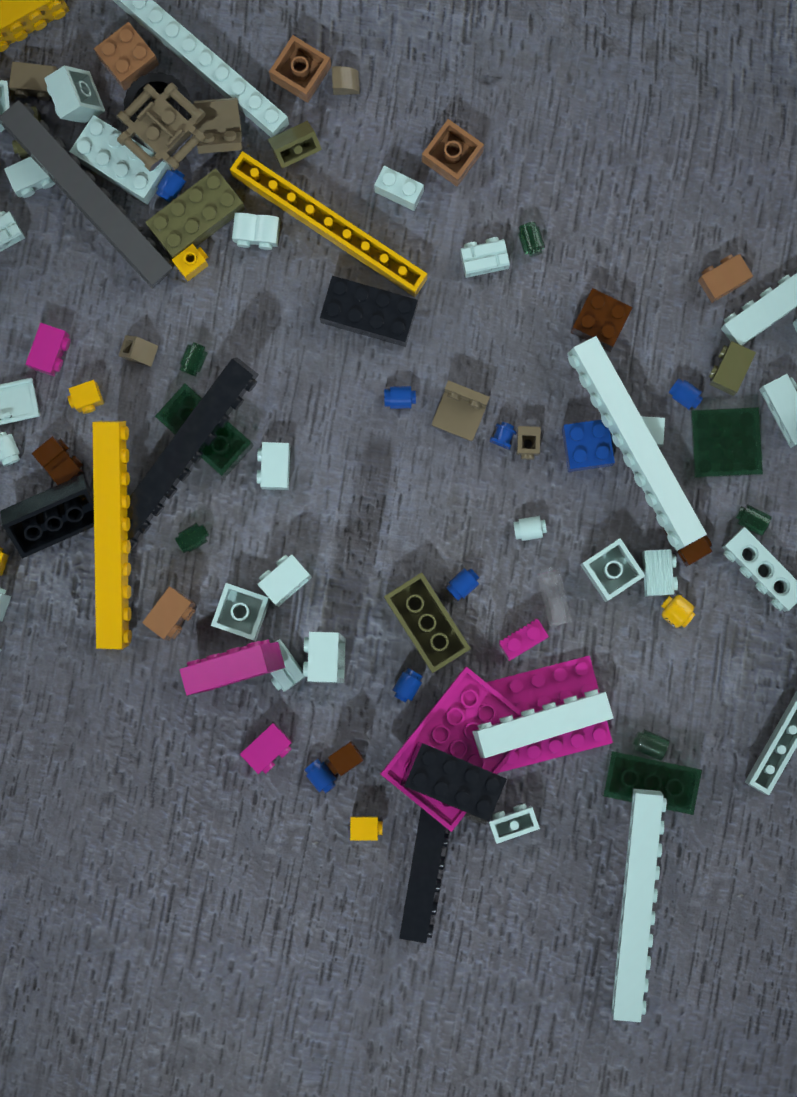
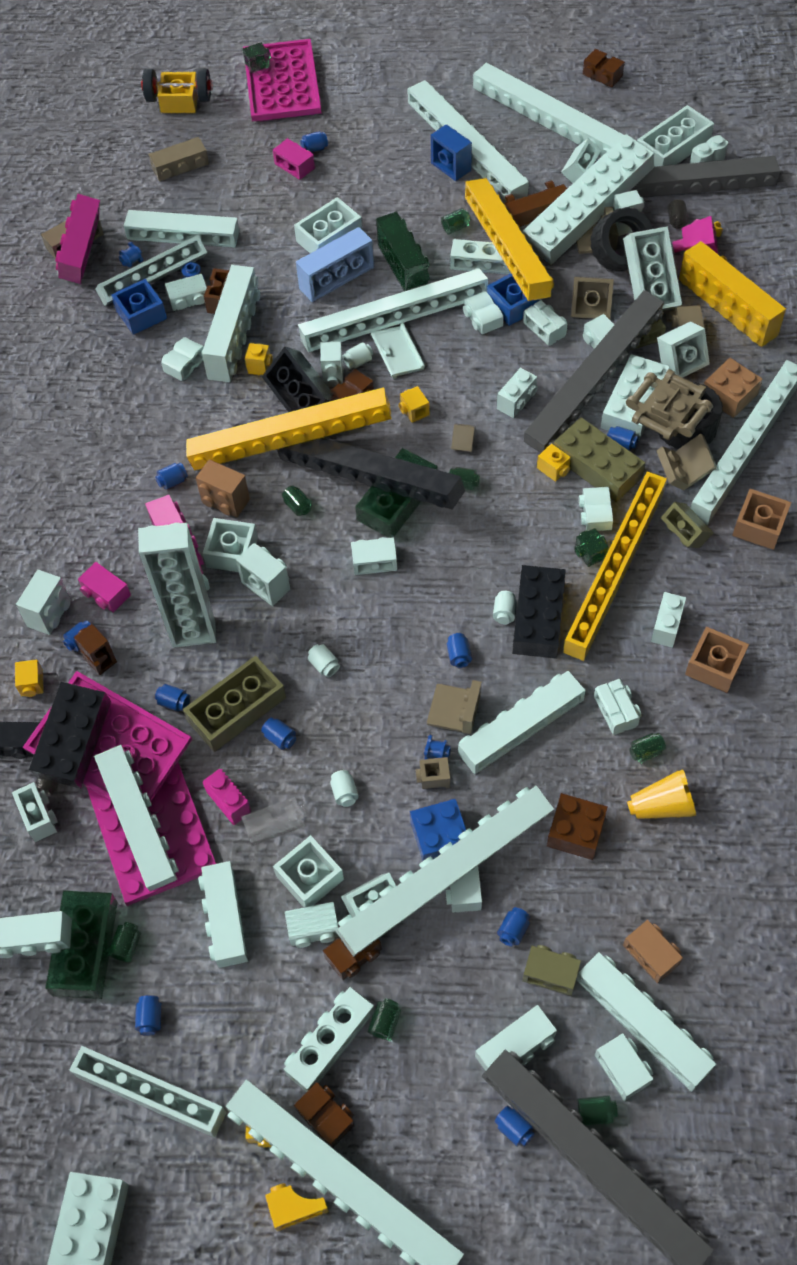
camera: 80 degrees right, 25 degrees down
(21, 478) = (331, 363): none -> light aqua brick
(48, 349) = (451, 371): dark pink brick -> none
(98, 289) = (517, 392): none -> light aqua brick
(135, 669) = (171, 475): none -> blue brick
(281, 809) = (43, 602): none -> light aqua brick
(300, 245) = (591, 547): none -> clear green brick
(345, 80) = (762, 560): dark tan brick -> none
(357, 344) = (504, 607): none -> light aqua brick
(388, 532) = (323, 660): none -> light aqua brick
(487, 351) = (520, 722): none -> light aqua brick
(588, 235) = (664, 799): none -> yellow cone
(637, 652) = (224, 915): none -> light aqua brick
(640, 518) = (365, 892): none -> light aqua brick
(677, 611) = (272, 951): yellow head -> none
(721, 726) = (148, 1015): none -> blue brick
(726, 442) = (468, 979): clear green plate -> none

